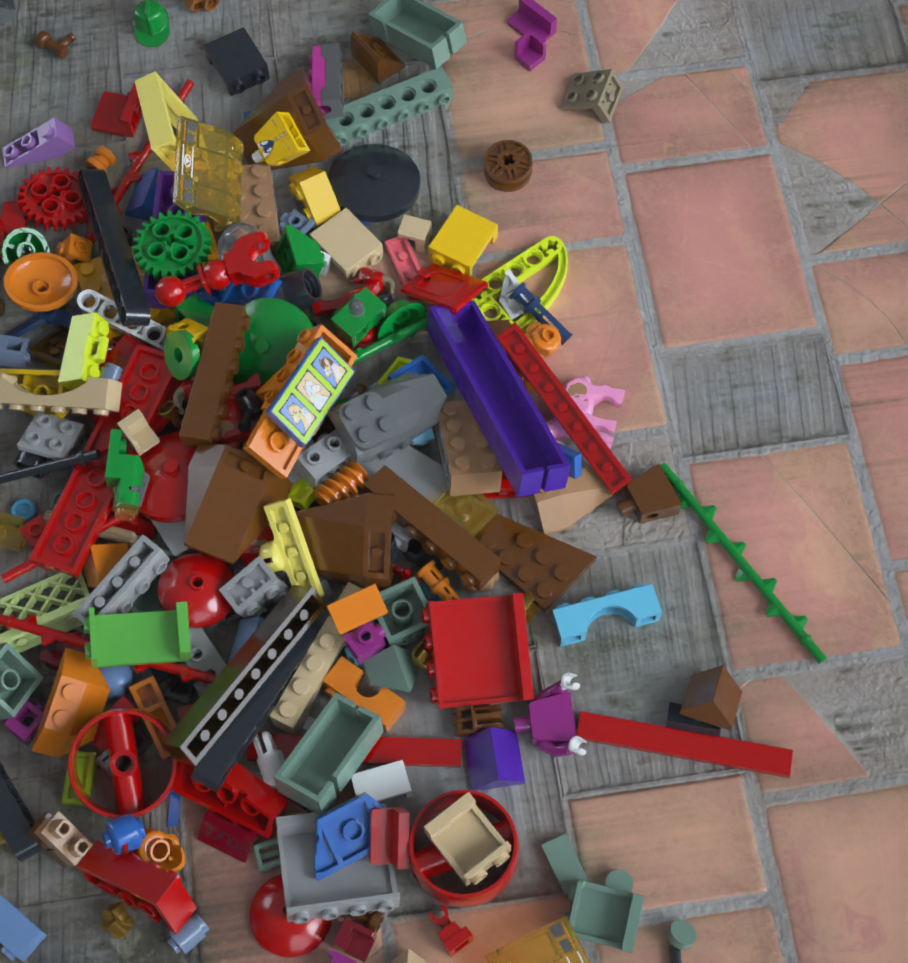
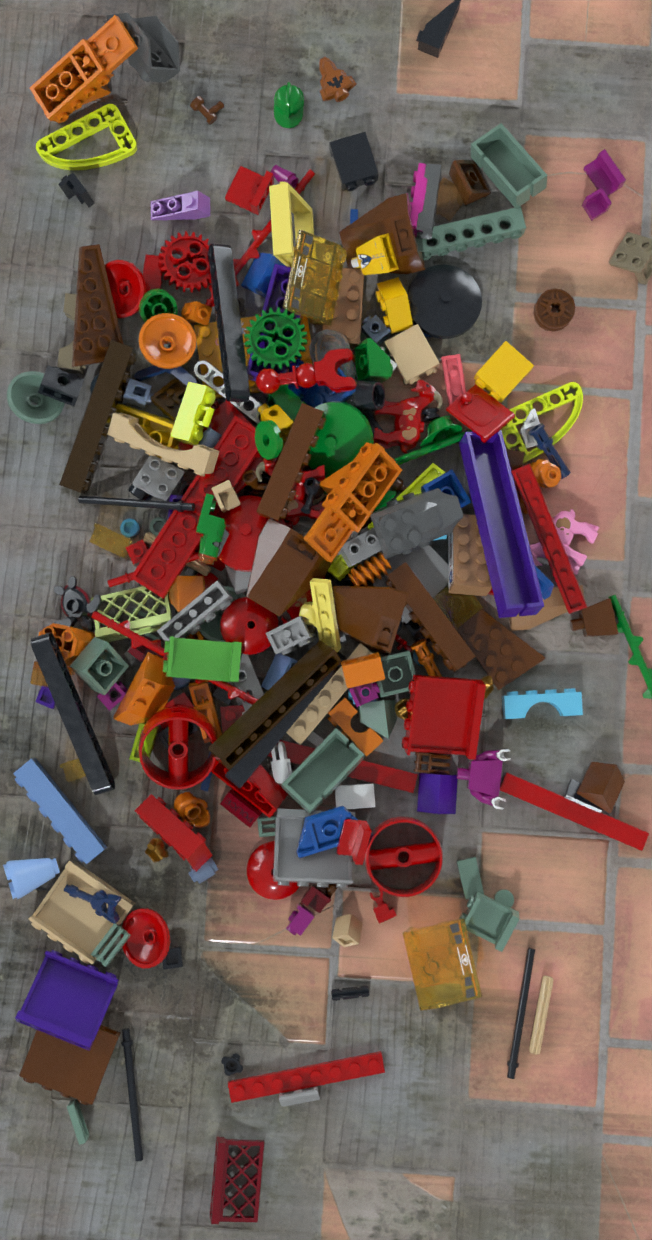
camera: 10 degrees right, 20 degrees up
(60, 838) = (126, 789): medium nougat hips -> none
(101, 160) = (228, 234): orange wheel -> none
(123, 834) = (171, 799): blue head -> none
(310, 392) = (362, 501): tile -> none
(358, 316) = (409, 427): green piece -> none
(417, 230) = (468, 355): tan panel -> none
(467, 840) = (408, 860): tan panel -> none
(681, 934) = (538, 943): sand green tile -> none

